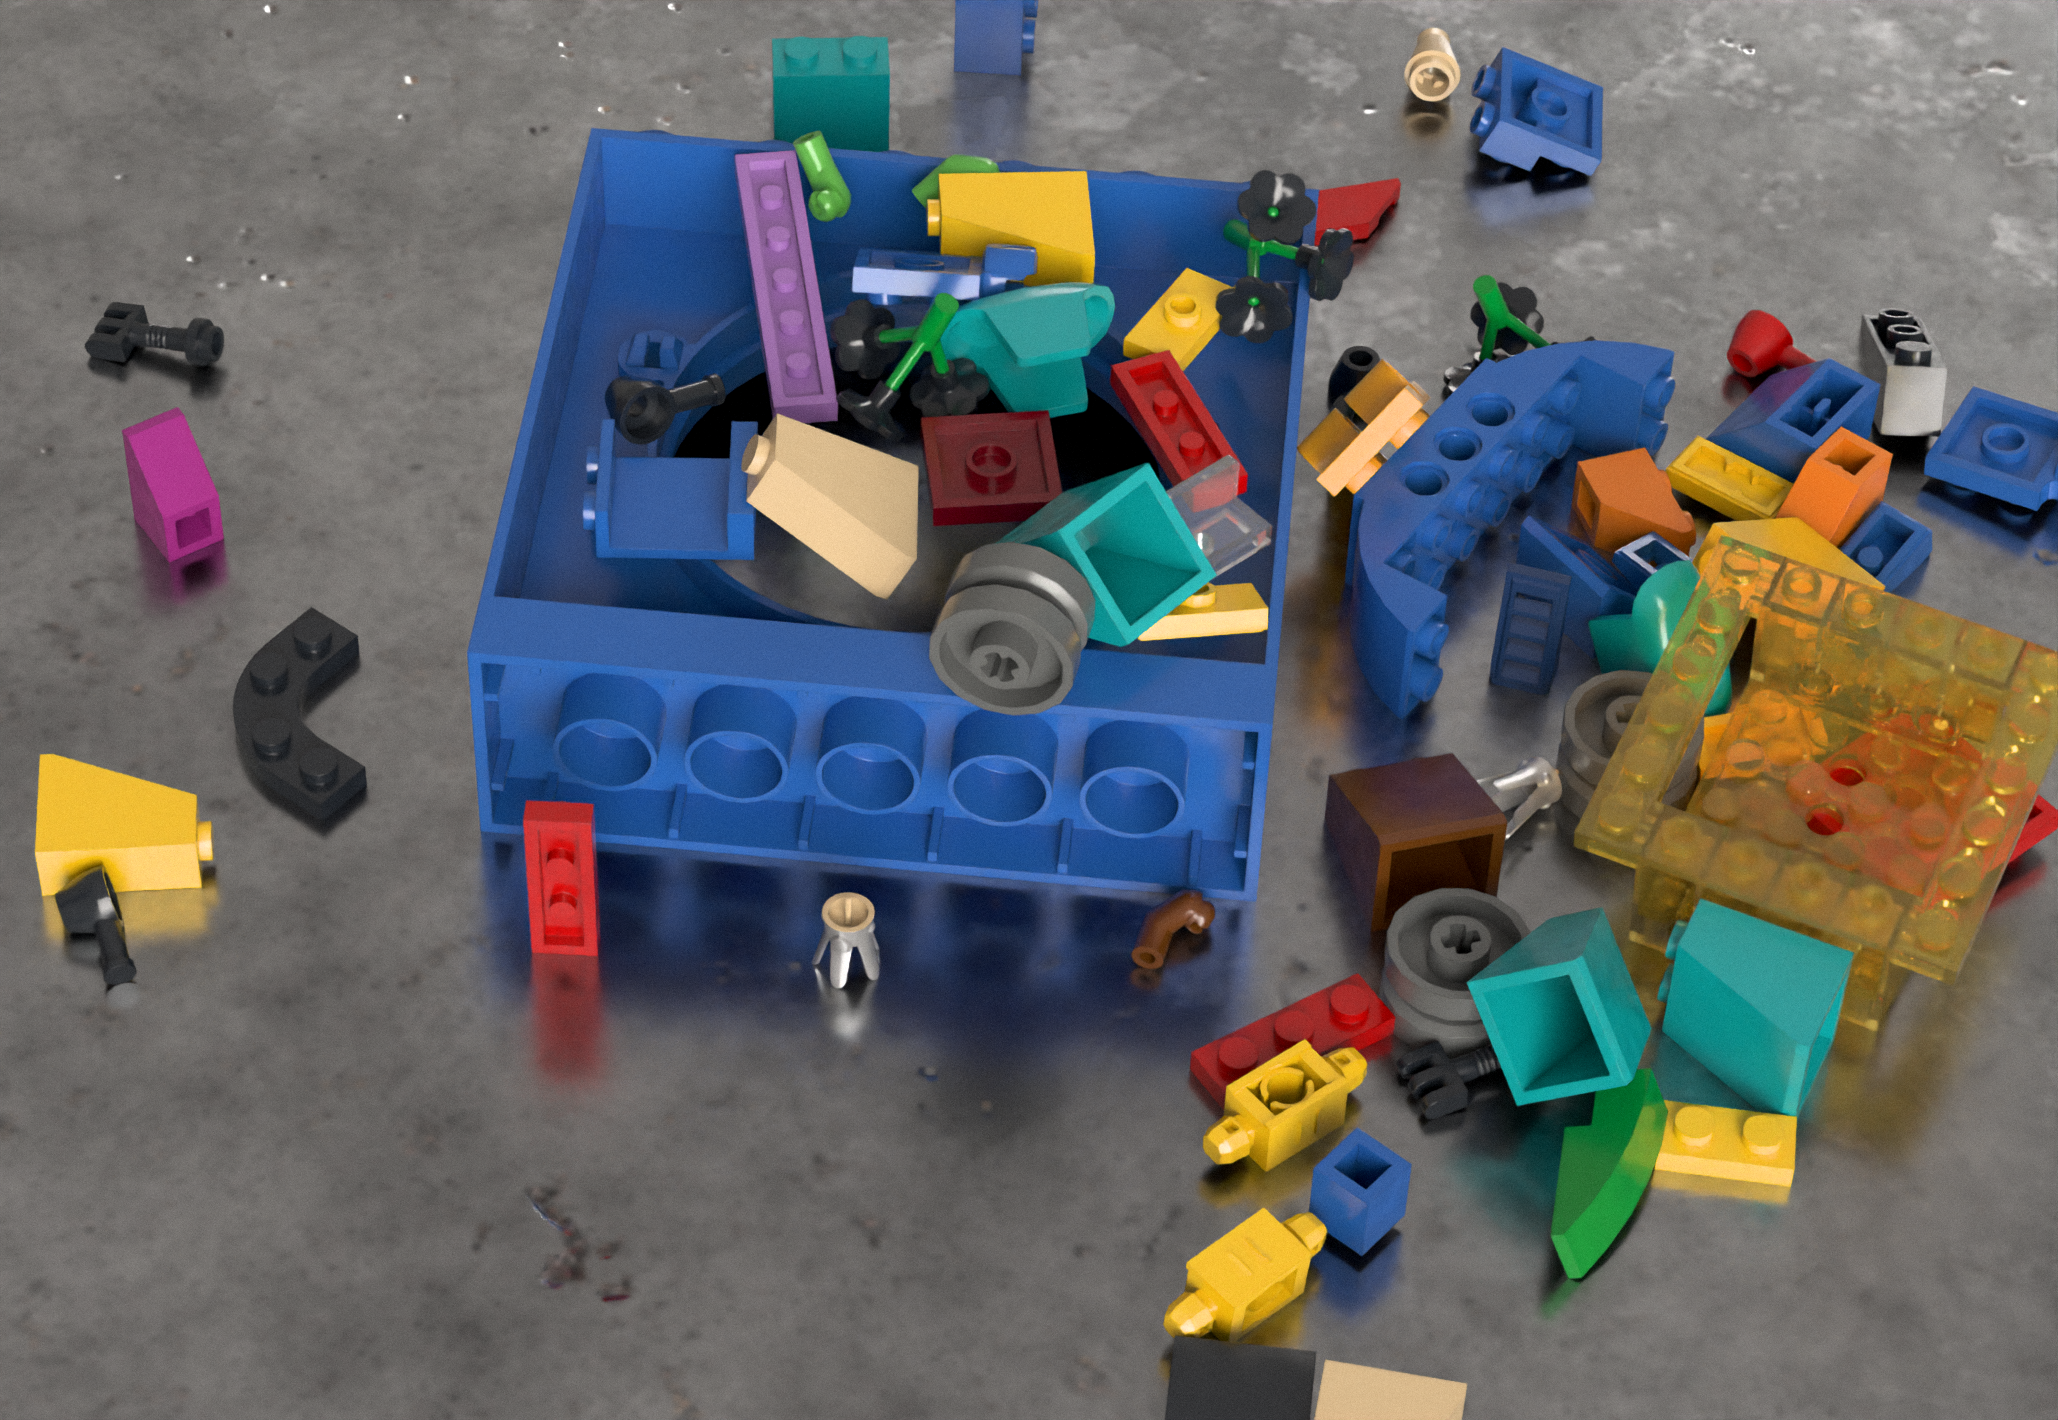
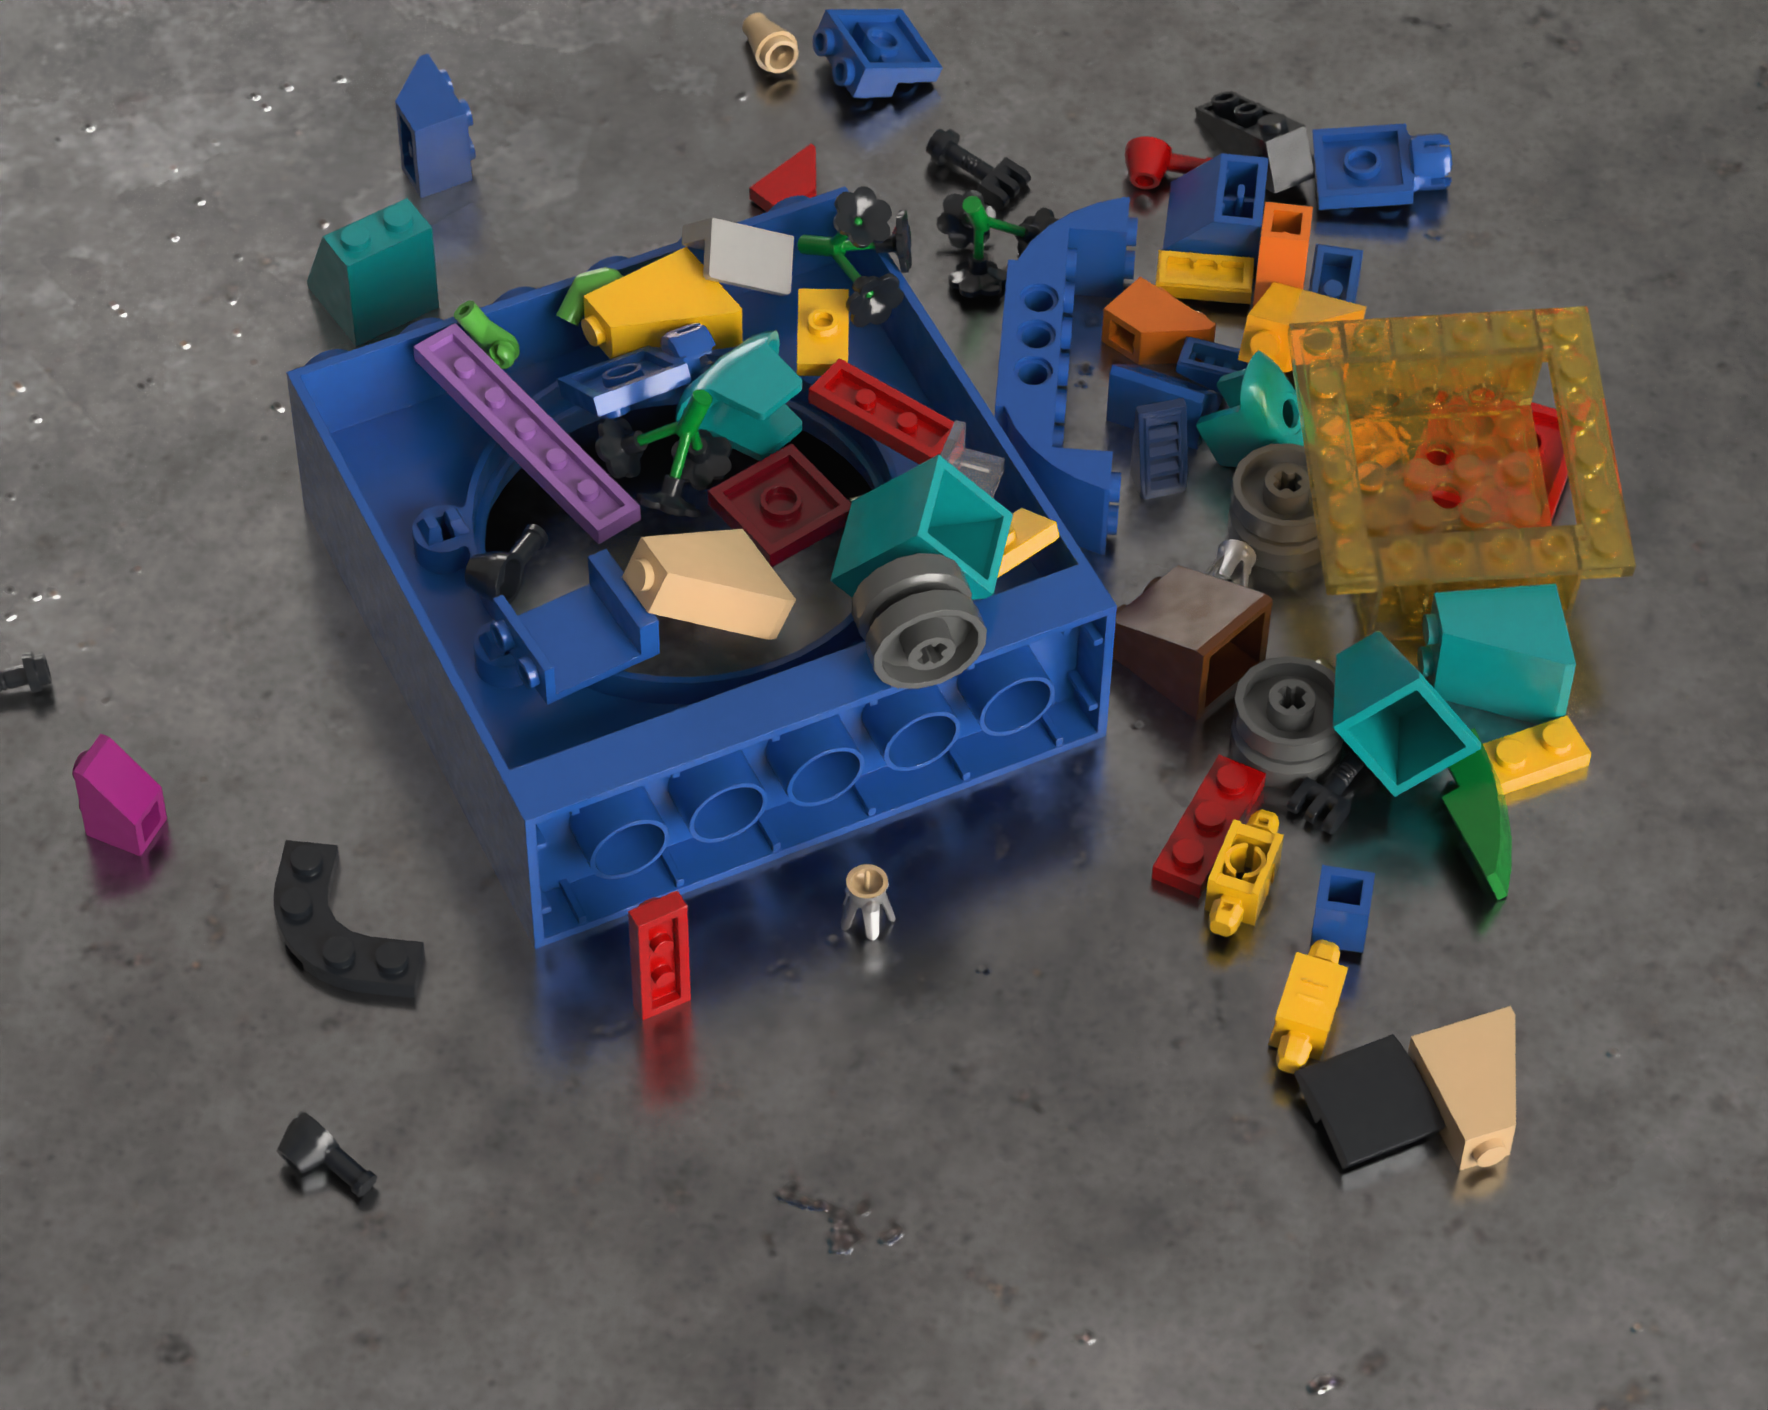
camera: 30 degrees left, 5 degrees up
(132, 826) = (275, 1076): yellow slope -> none
(1140, 205) = (743, 255): none -> light grey panel
(1165, 919) = (1061, 782): reddish brown arm -> none
(1352, 456) = (989, 347): light orange plate -> none
(1542, 241) = (997, 183): none -> black hinge

